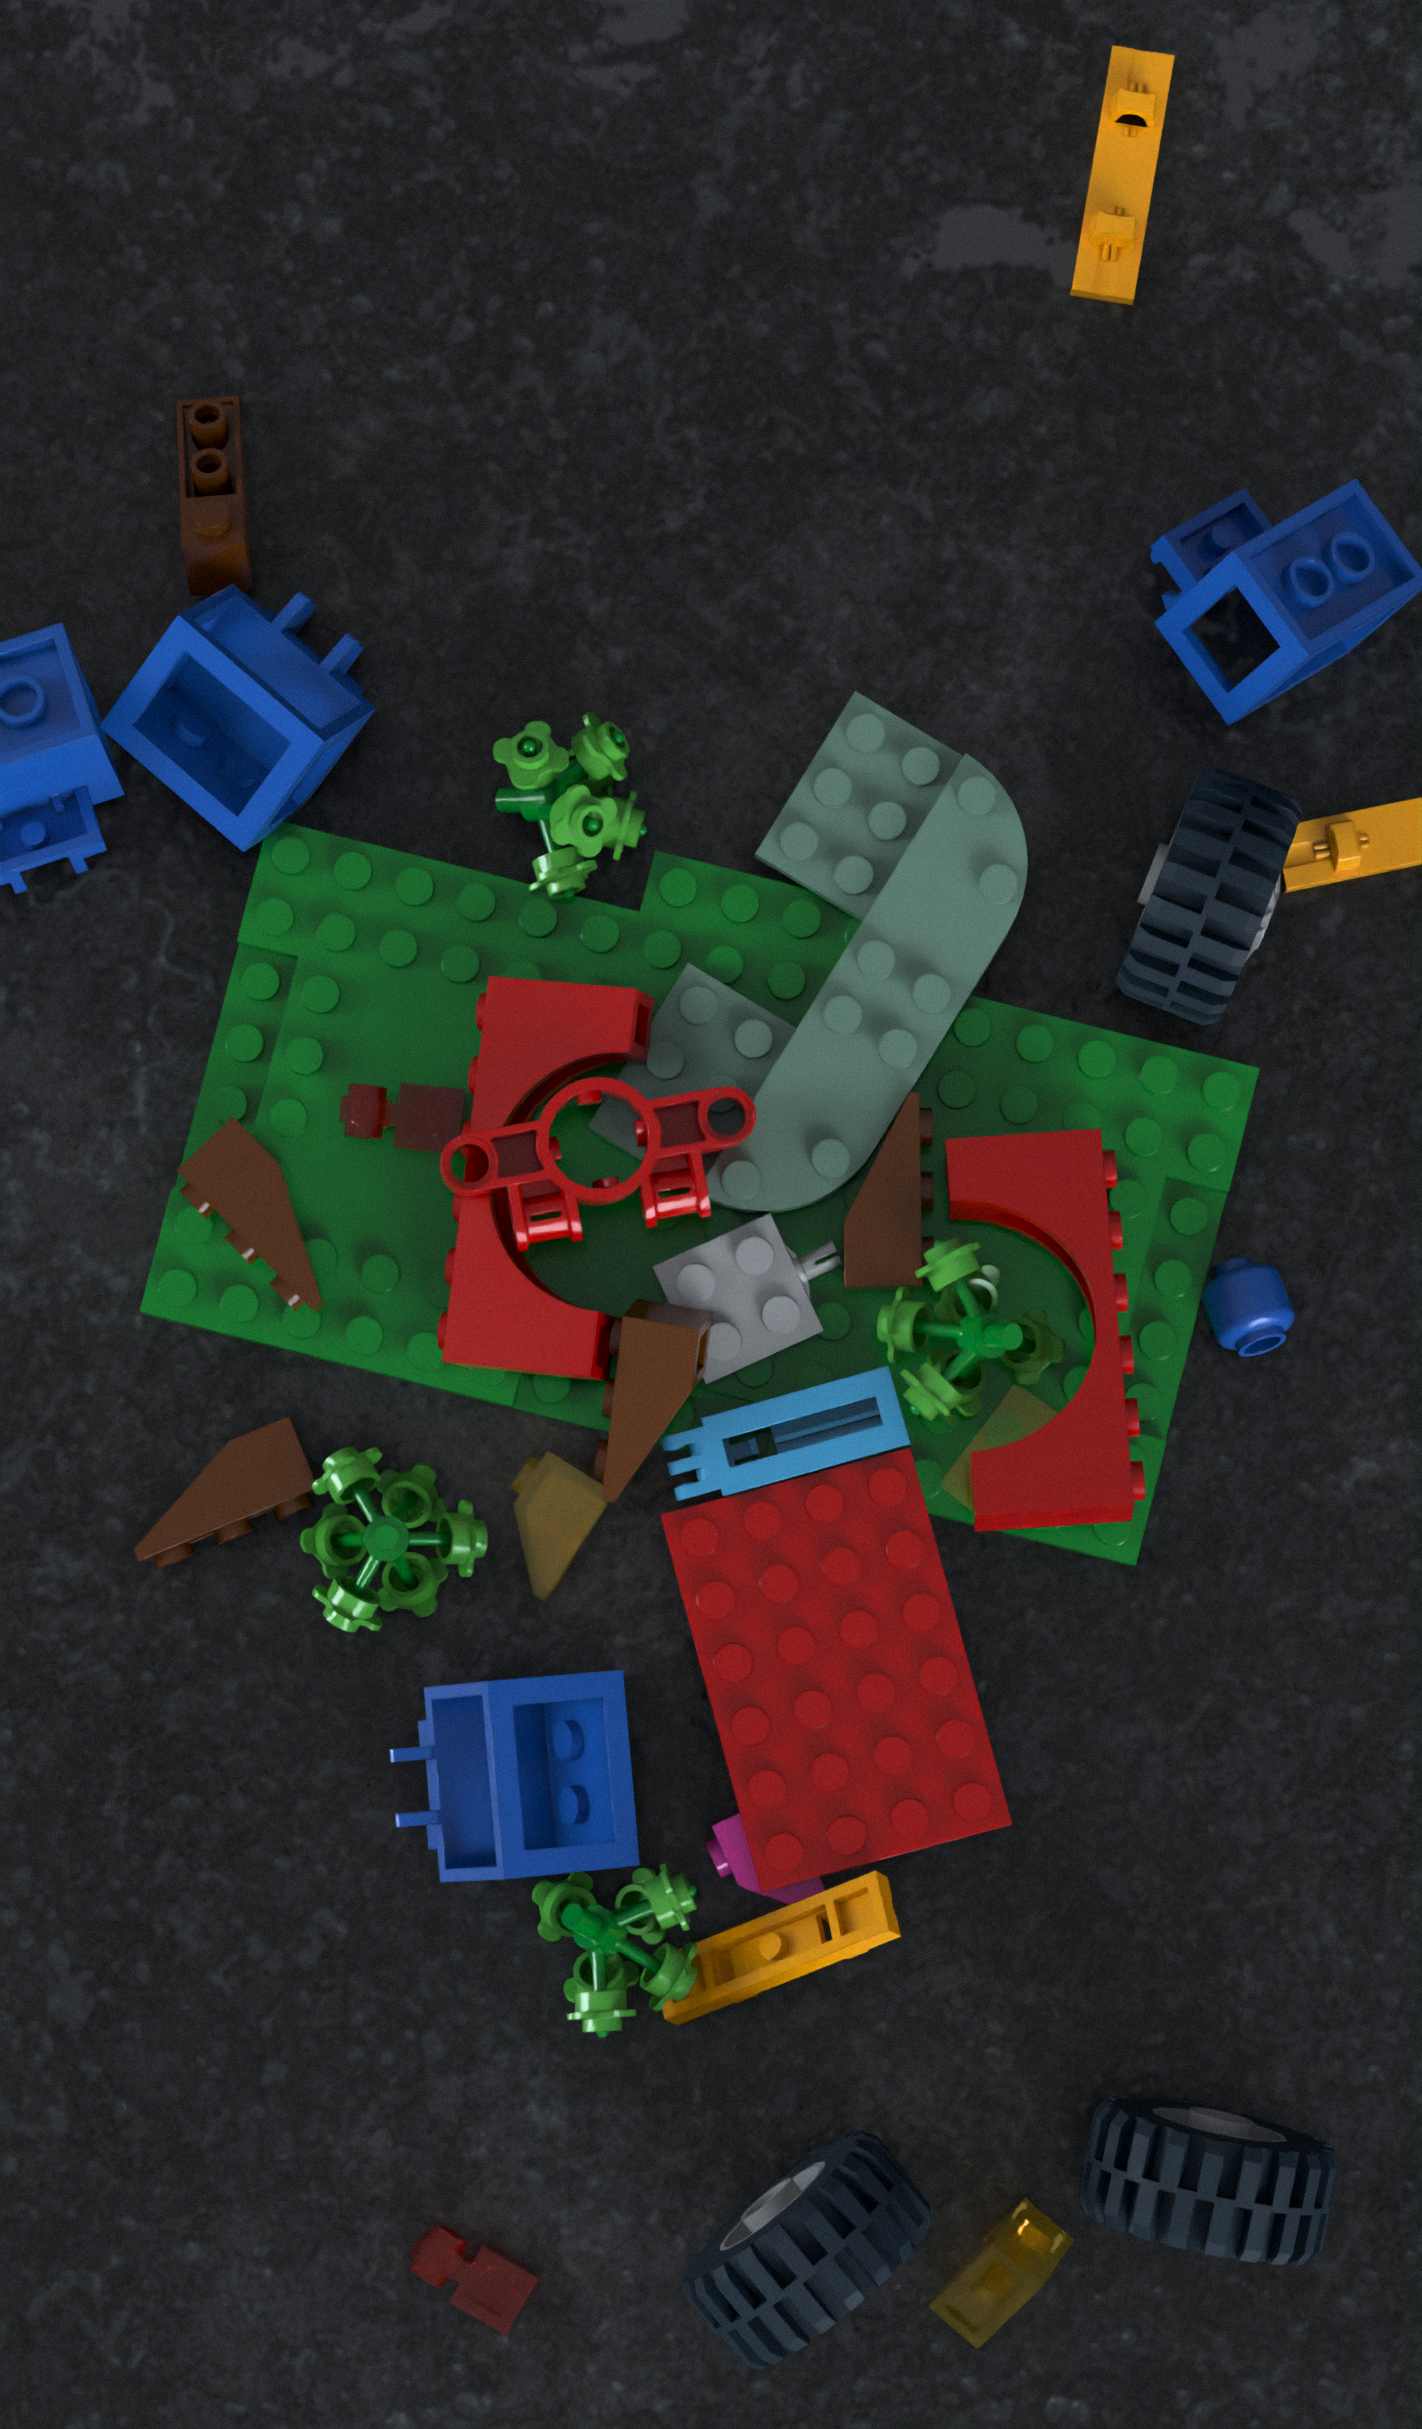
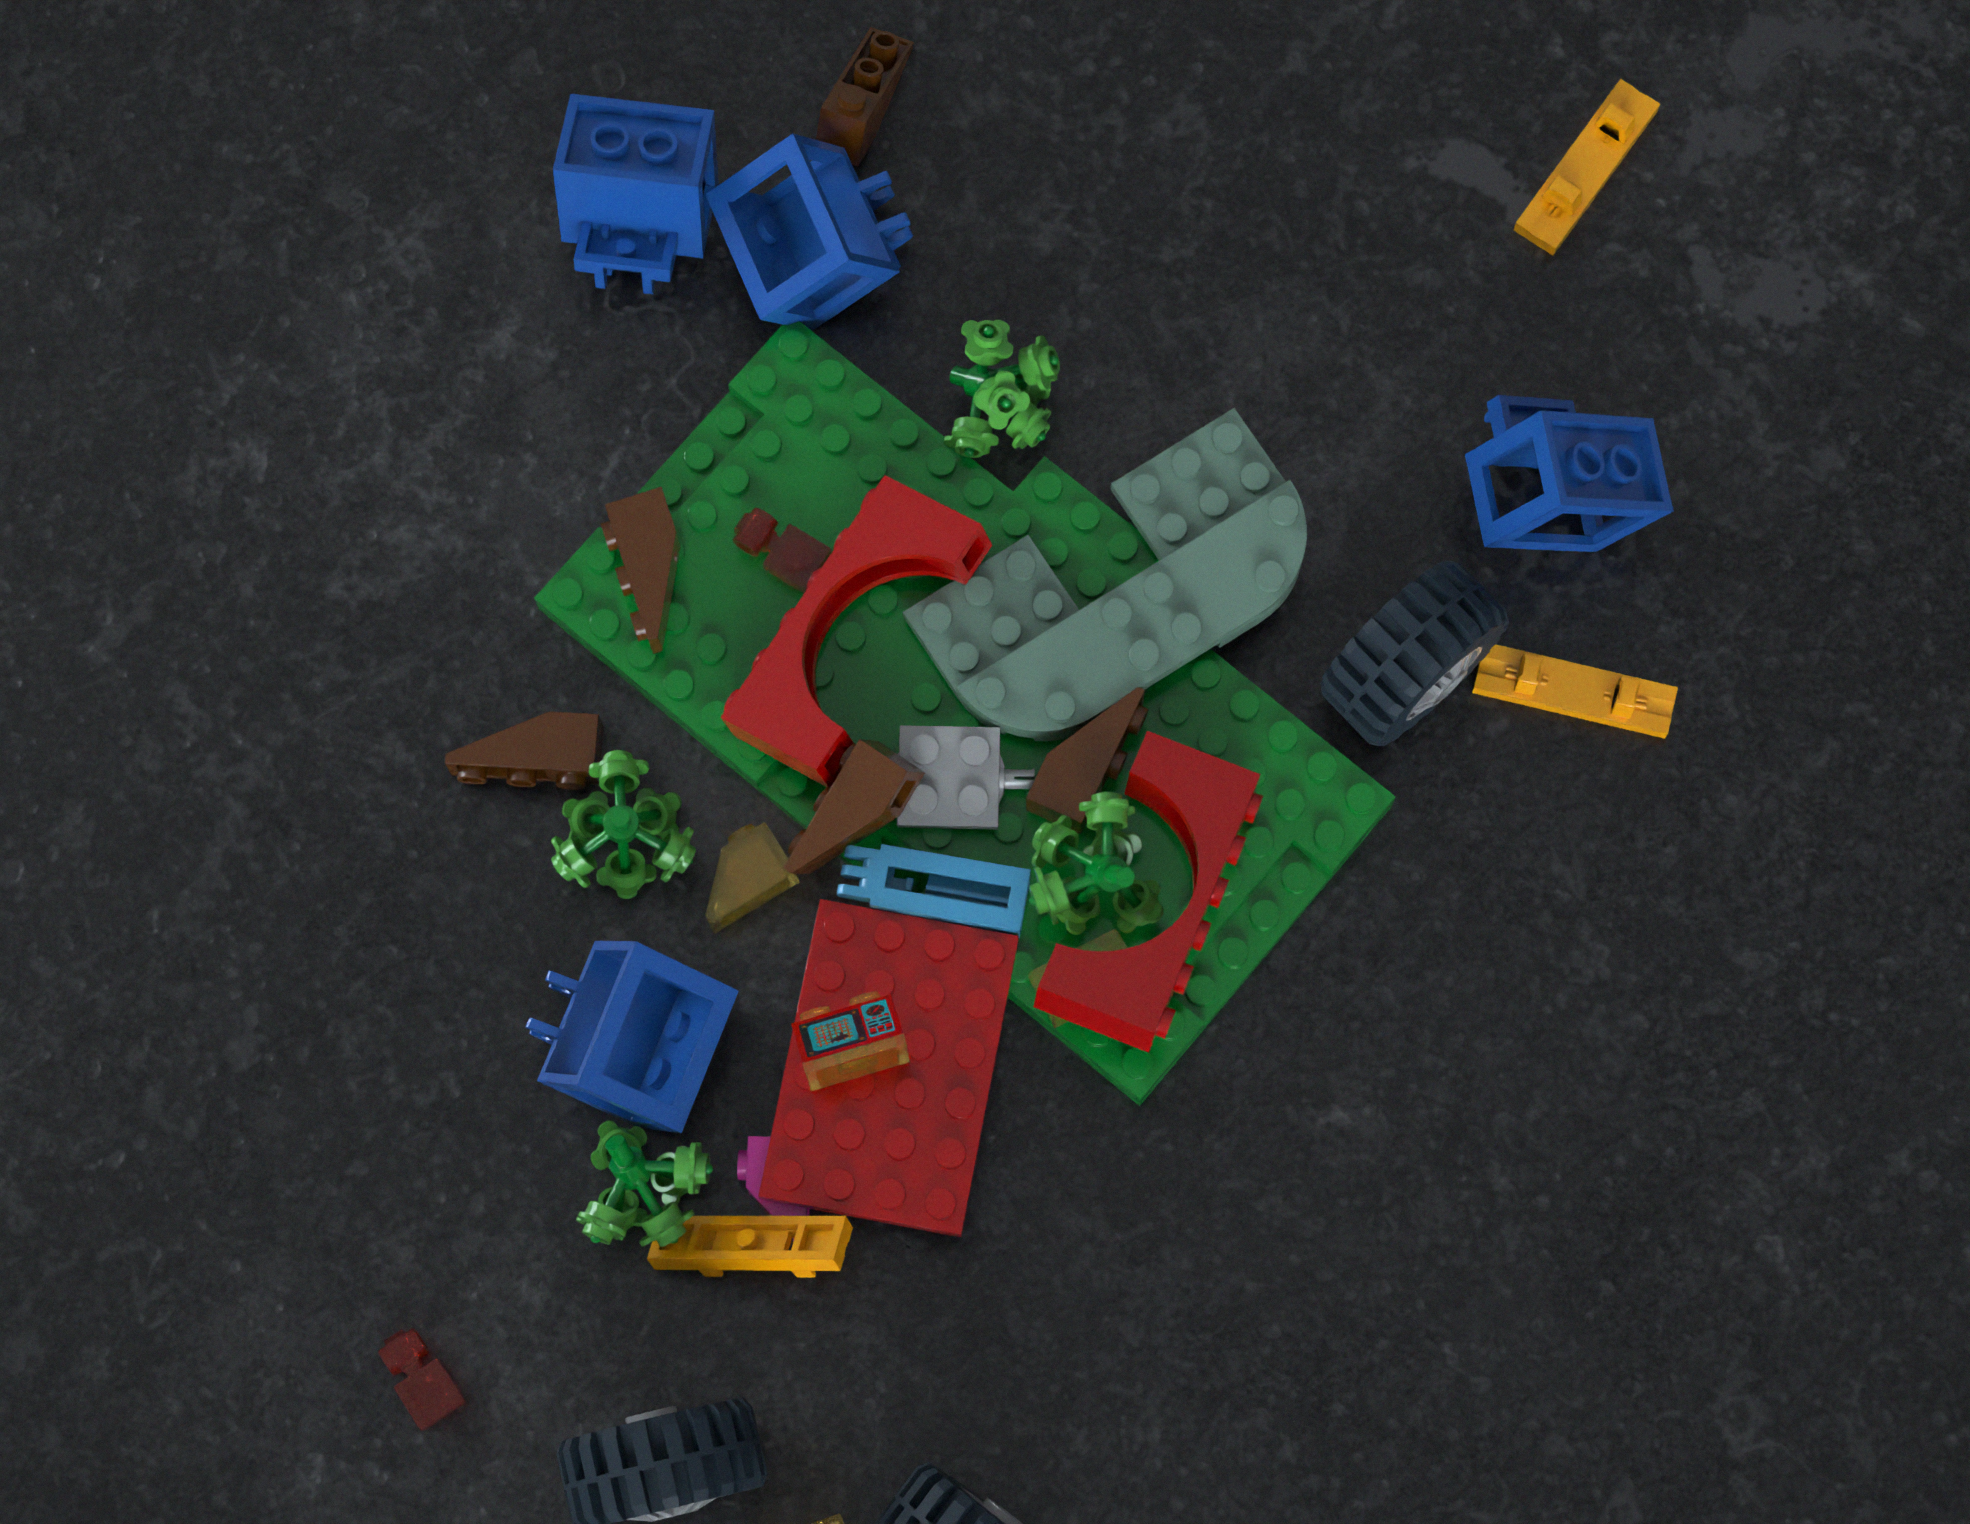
camera: 25 degrees right, 10 degrees down
(669, 1129) = (937, 662): red piece -> none
(783, 1669) = (850, 1040): none -> slope
(1248, 1307) = (1308, 959): blue head -> none

